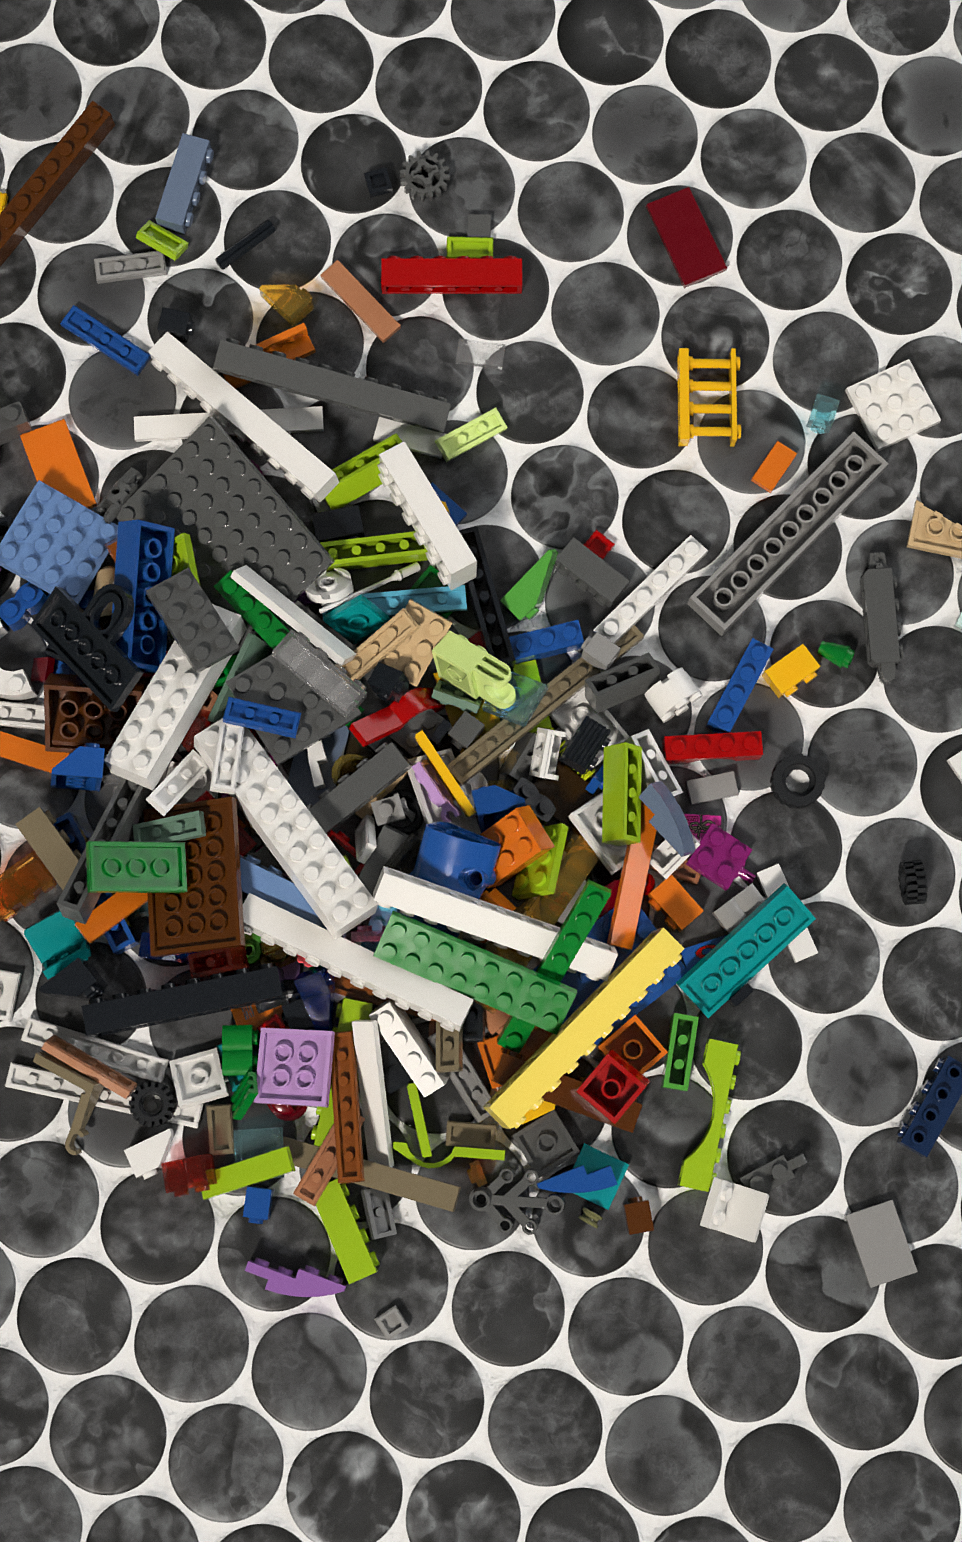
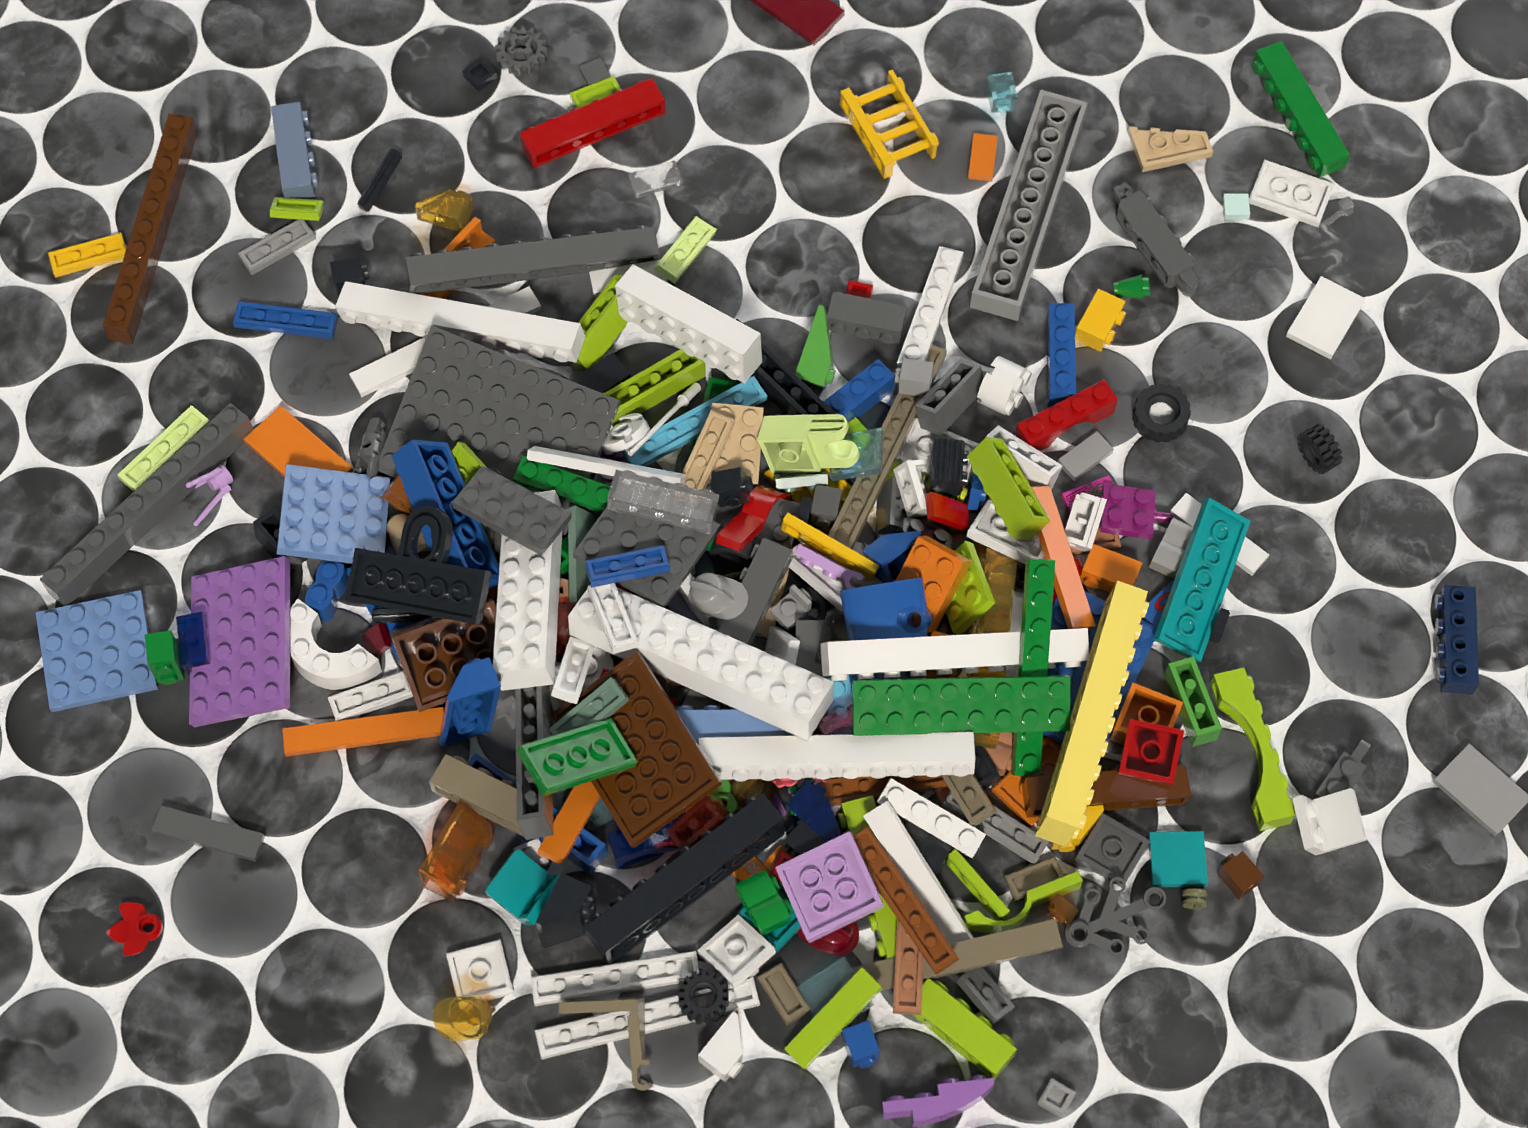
camera: 25 degrees left, 15 degrees down
(89, 1066) = (620, 990): nougat tile -> none
(189, 1174) = (776, 1047): clear red brick -> none
(244, 1095) = (792, 942): green tile -> none
(330, 773) = (717, 596): none -> light grey piece
(356, 619) = (666, 448): teal tile -> none
(360, 301) = (517, 182): nougat tile -> none
(563, 787) = (947, 511): none -> red tile
(579, 1181) = (1166, 865): blue slope -> none
(668, 818) = (1063, 486): sand blue slope -> none
(892, 405) = (1060, 59): white plate -> none

